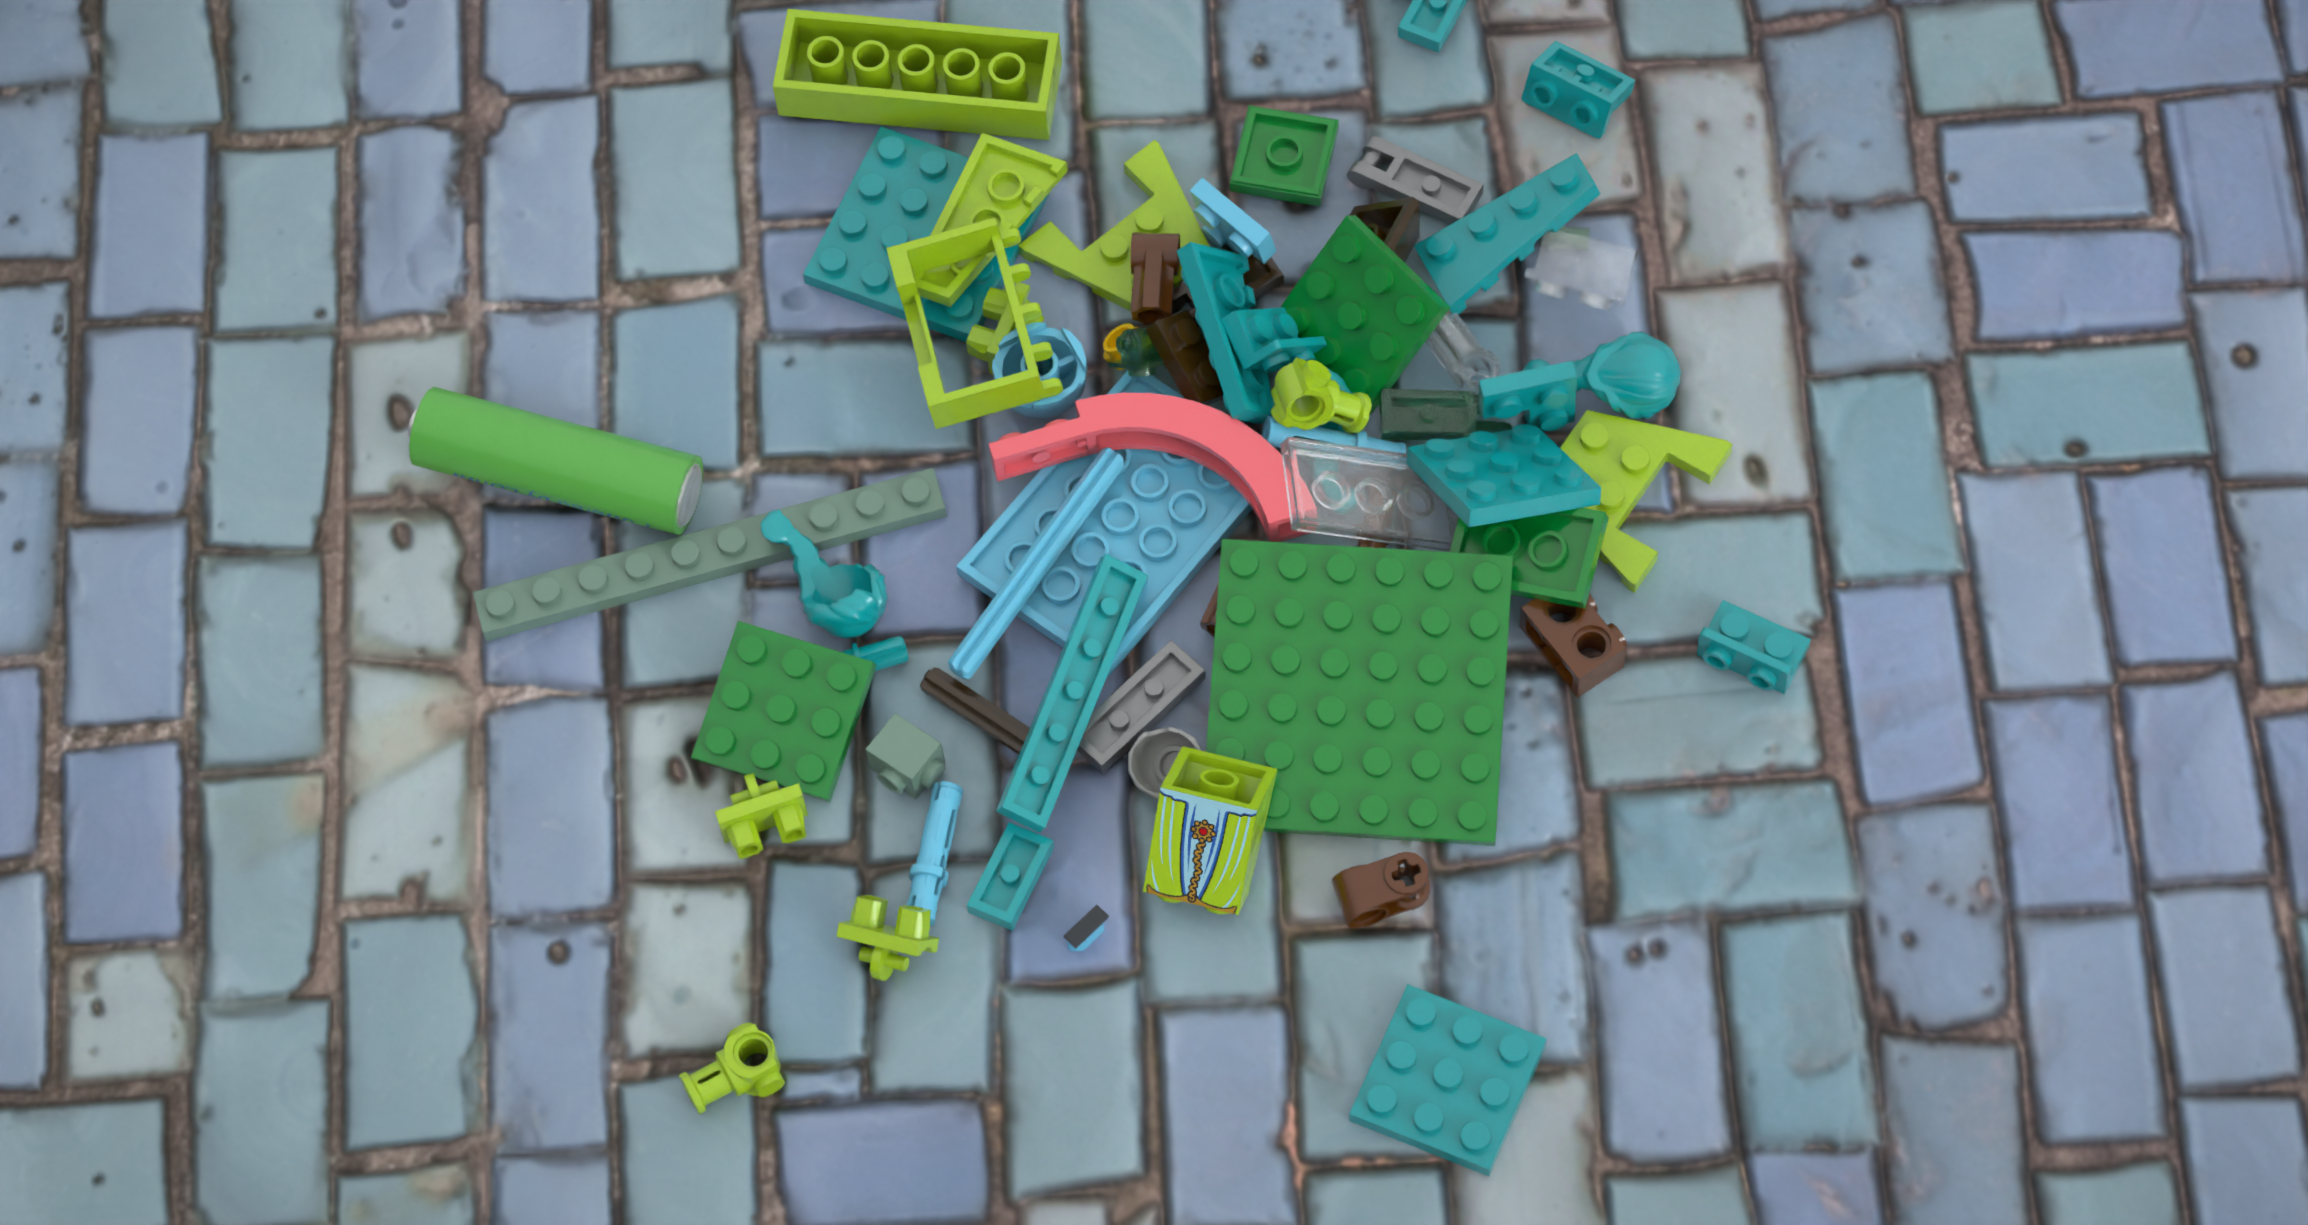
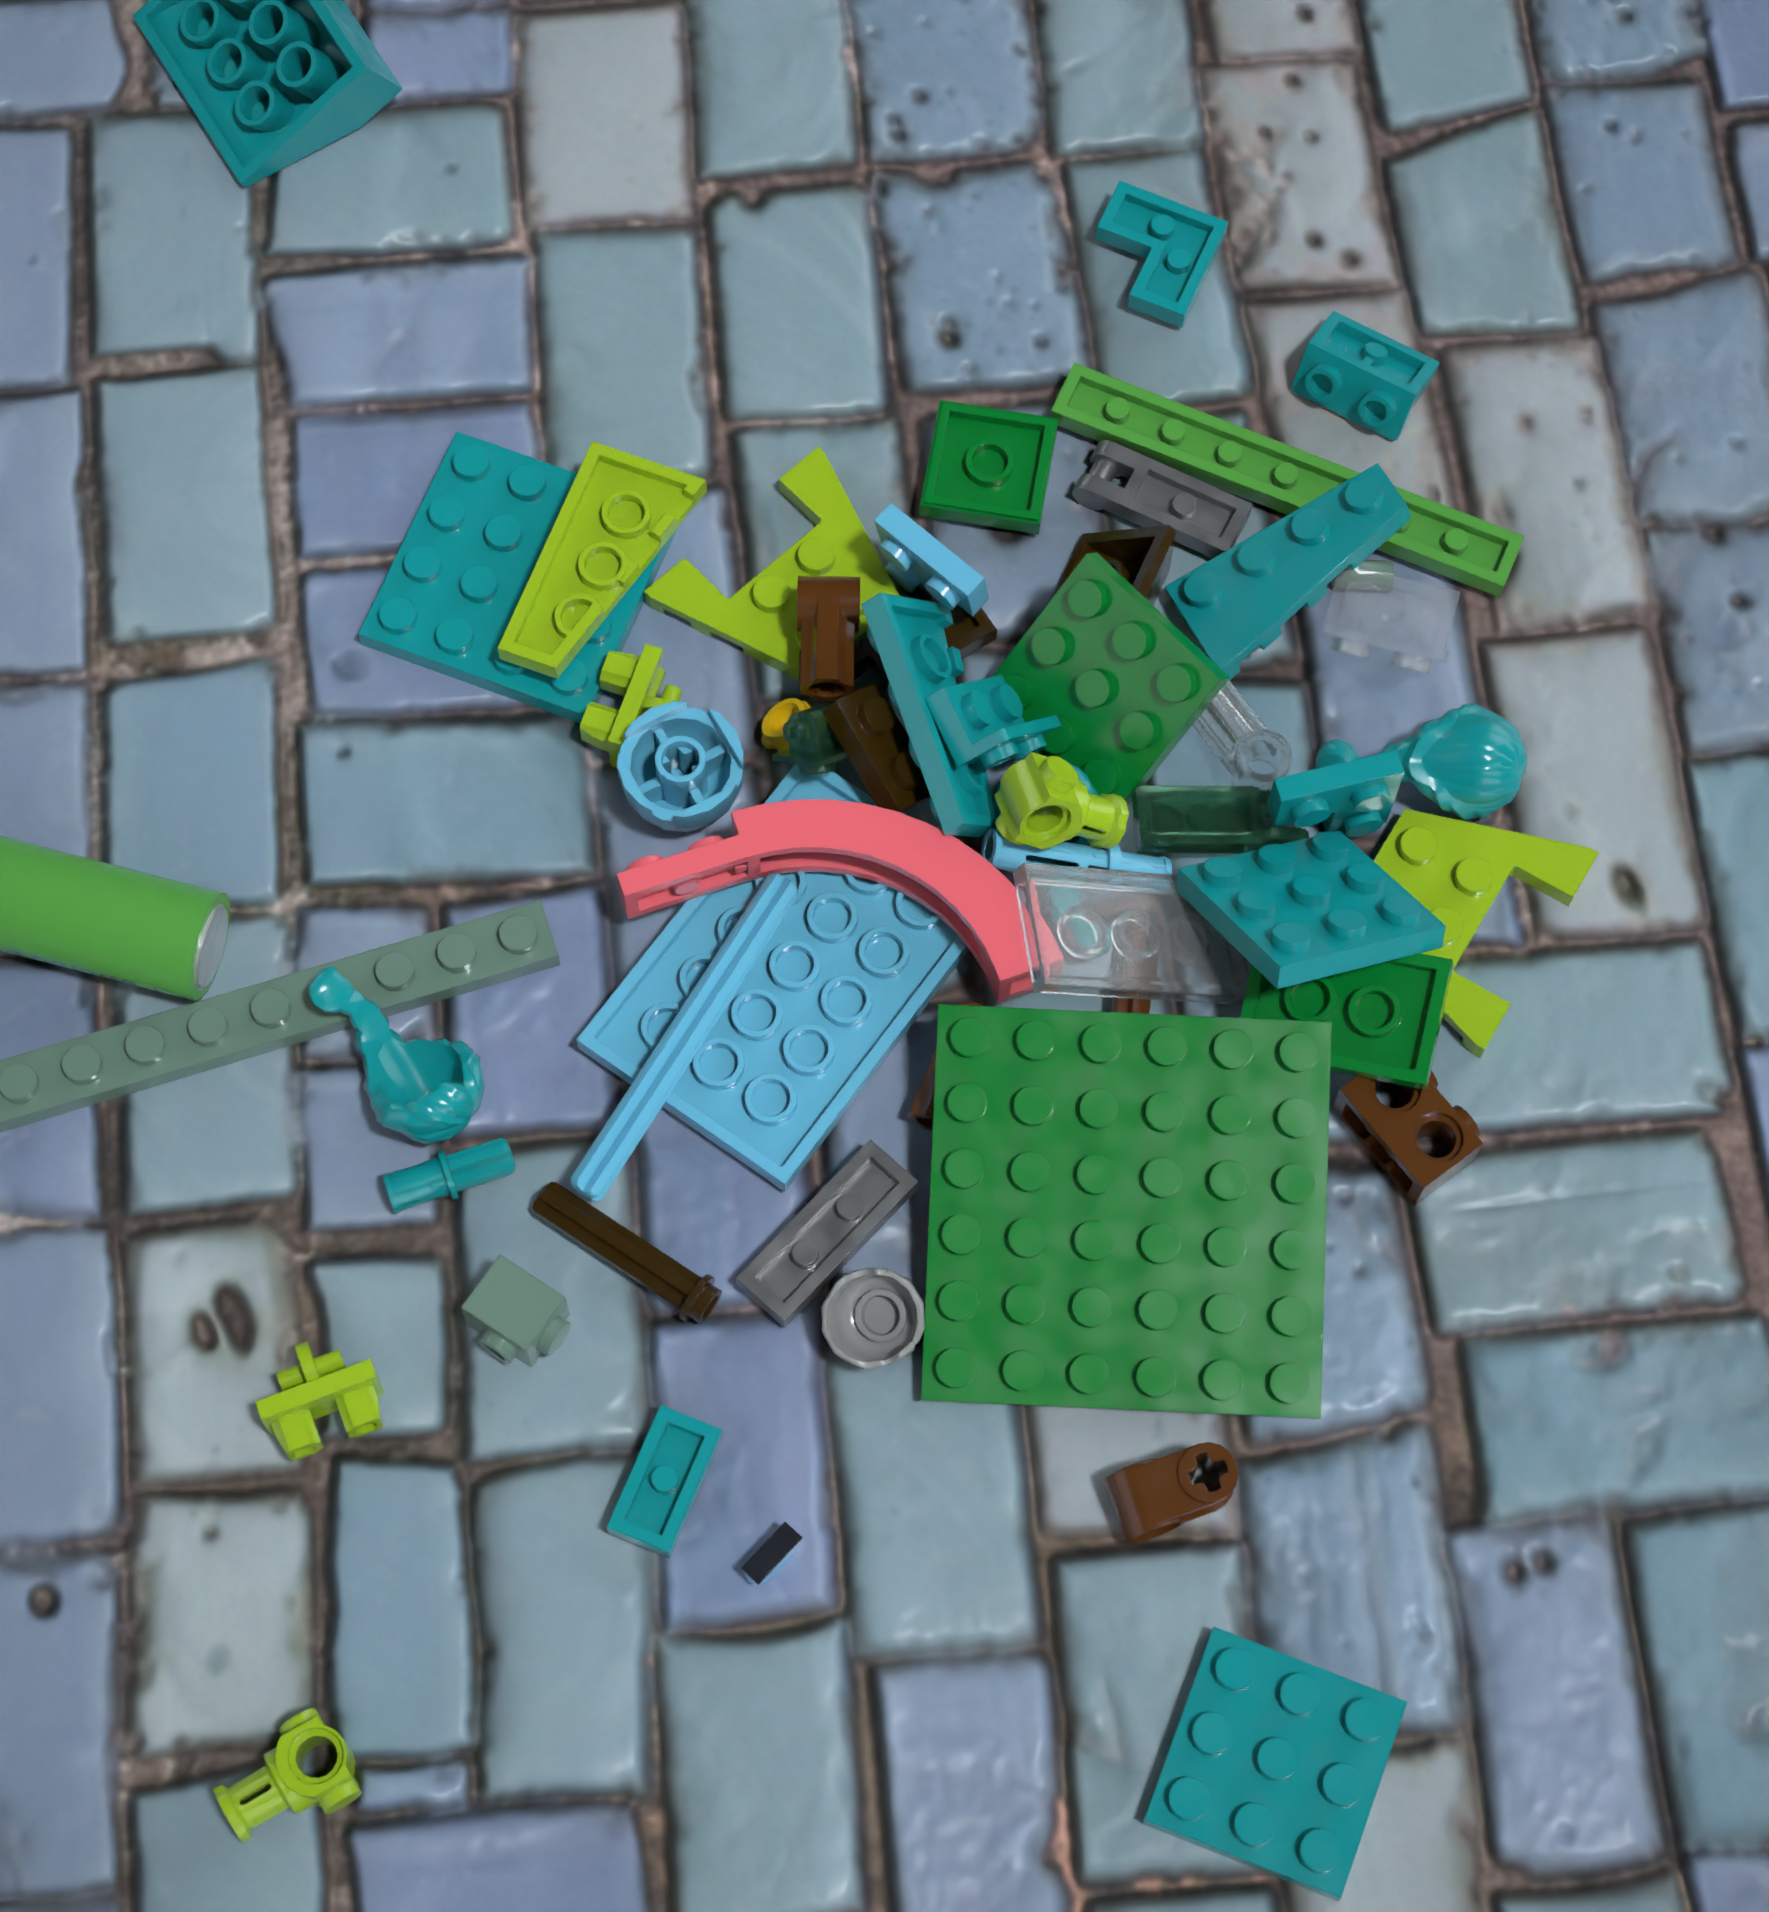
camera: 10 degrees left, 5 degrees up
(784, 710) = (347, 1250): green plate -> none
(908, 937) = (496, 1584): lime hips -> none
(918, 74) = (503, 361): lime brick -> none
(930, 871) = (553, 1476): medium azure pin -> none
(992, 395) = (557, 601): lime hinge -> none
(1072, 693) = (741, 1224): teal plate -> none
(1208, 830) = (937, 1415): lime slope -> none
(1504, 163) = (1275, 473): none -> bright green plate
(1752, 647) = (1644, 1134): teal bracket -> none

